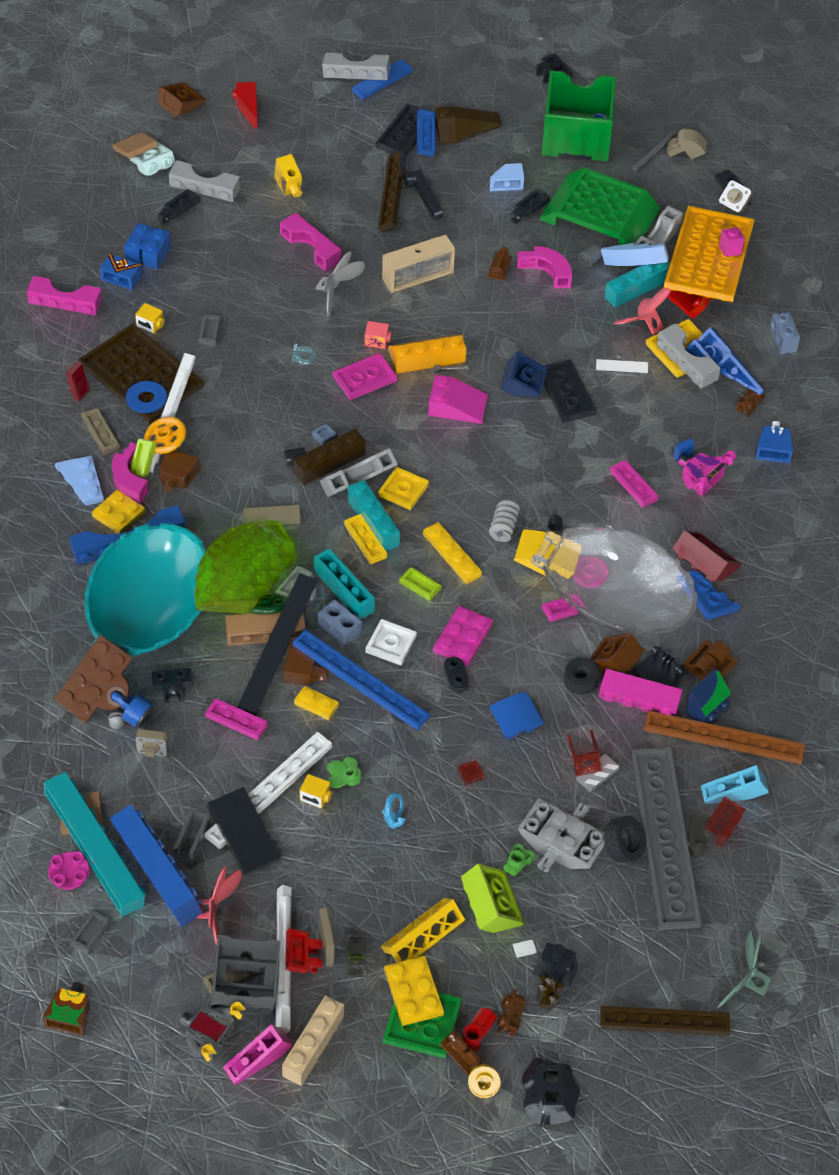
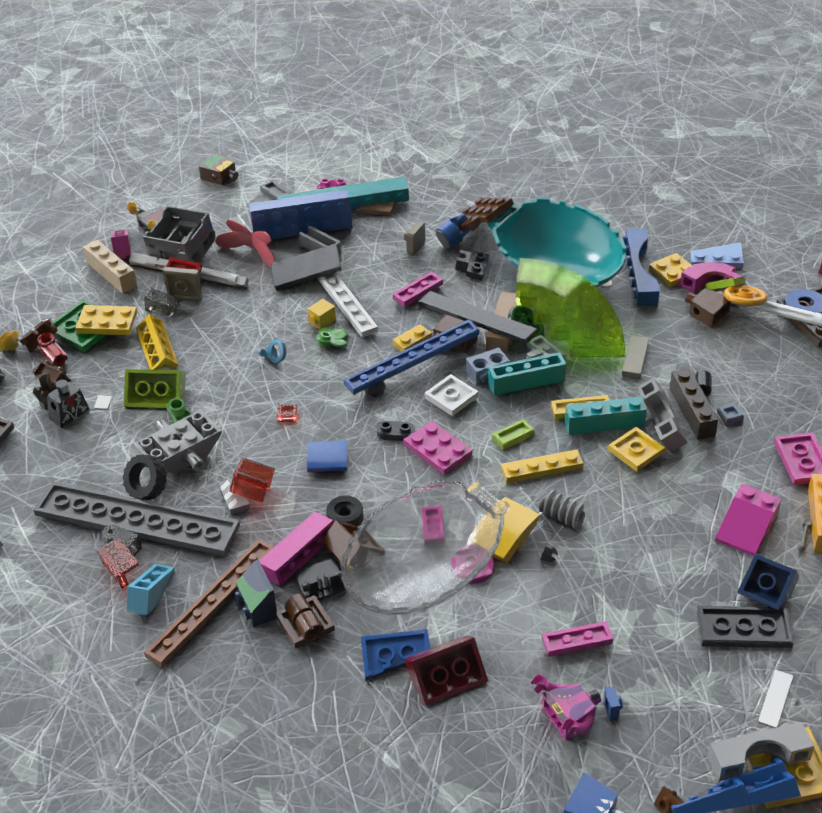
camera: 115 degrees right, 10 degrees down
(100, 431) = (775, 276): dark tan tile -> none

